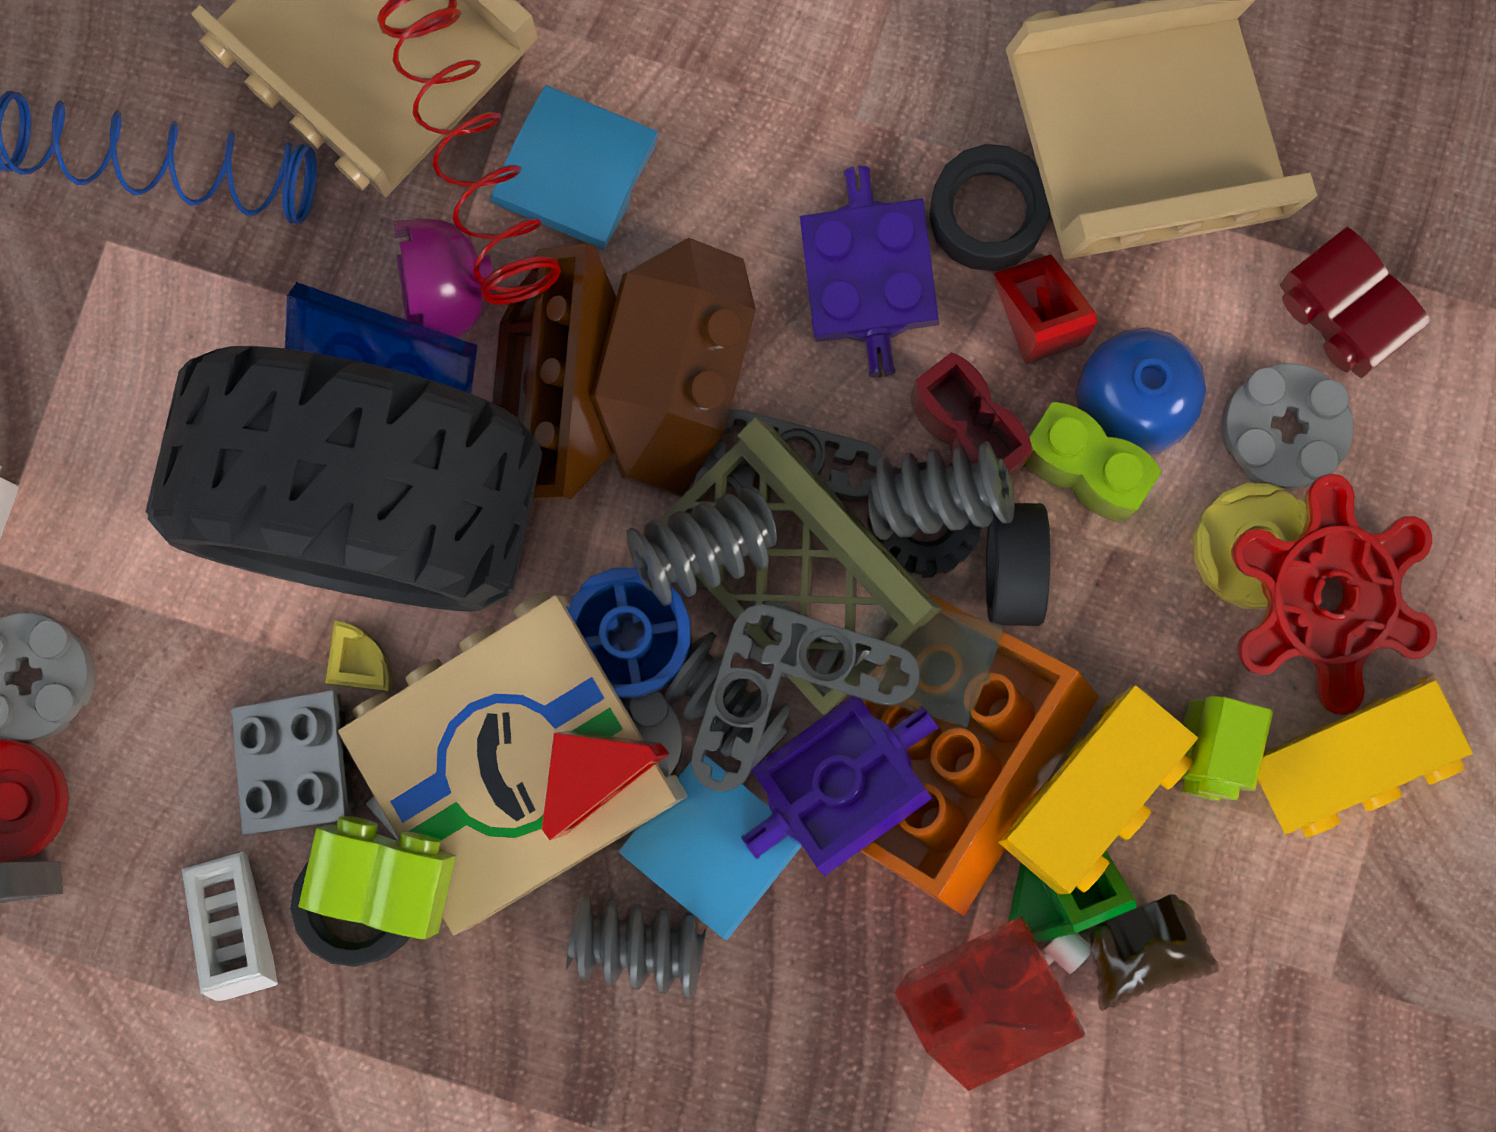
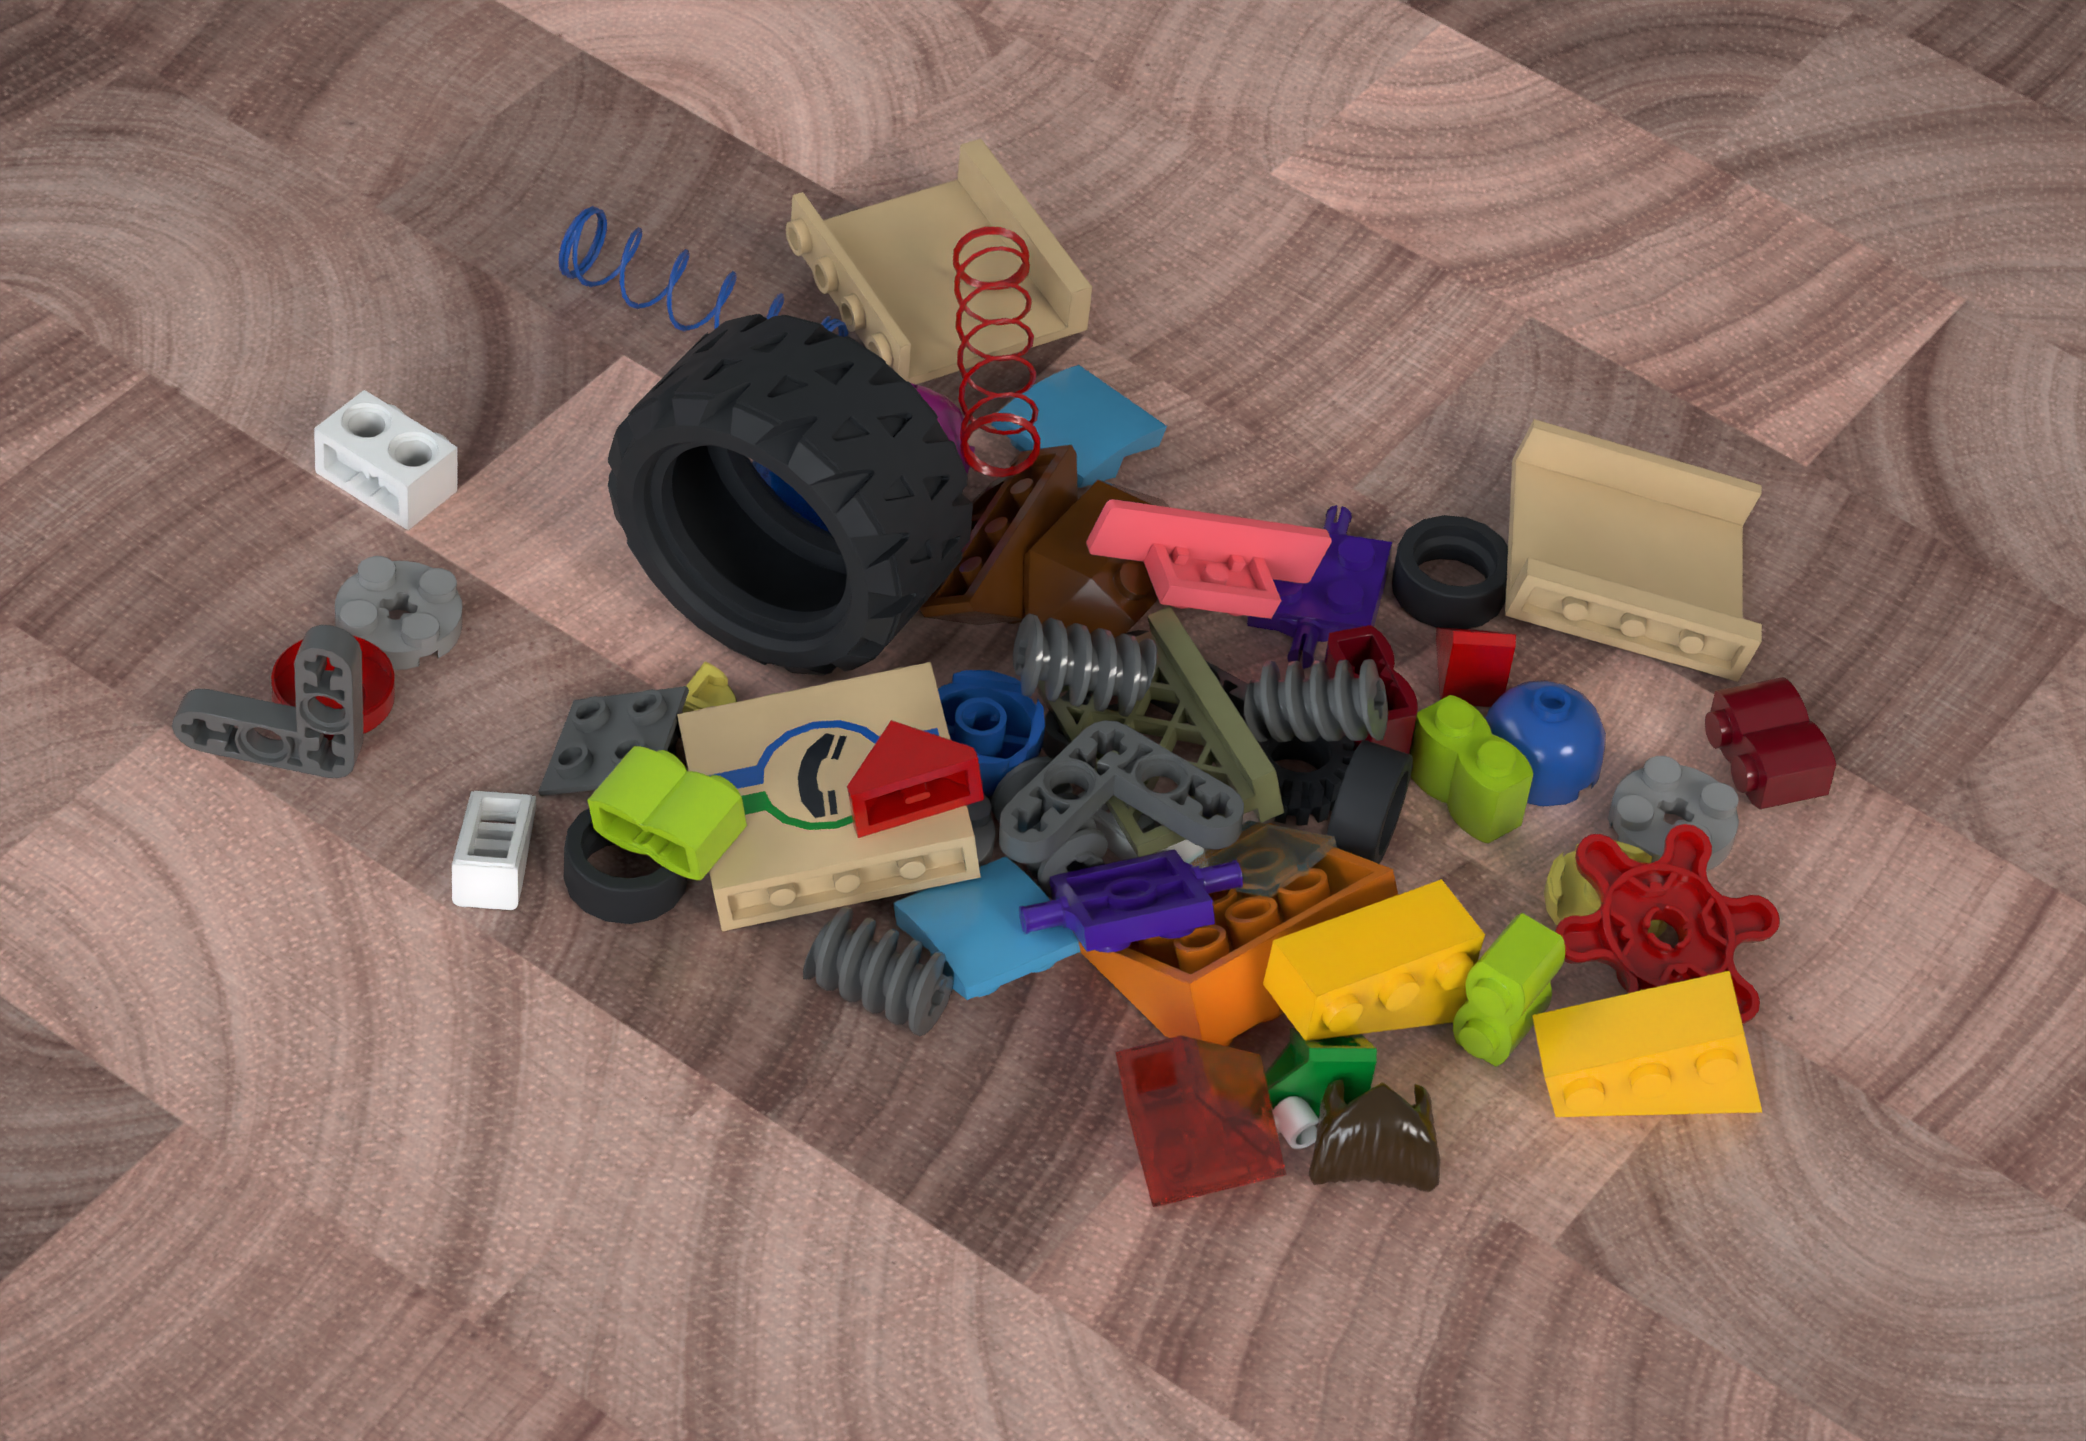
camera: 10 degrees right, 35 degrees down
(775, 350) = (1209, 557): none -> coral bracket

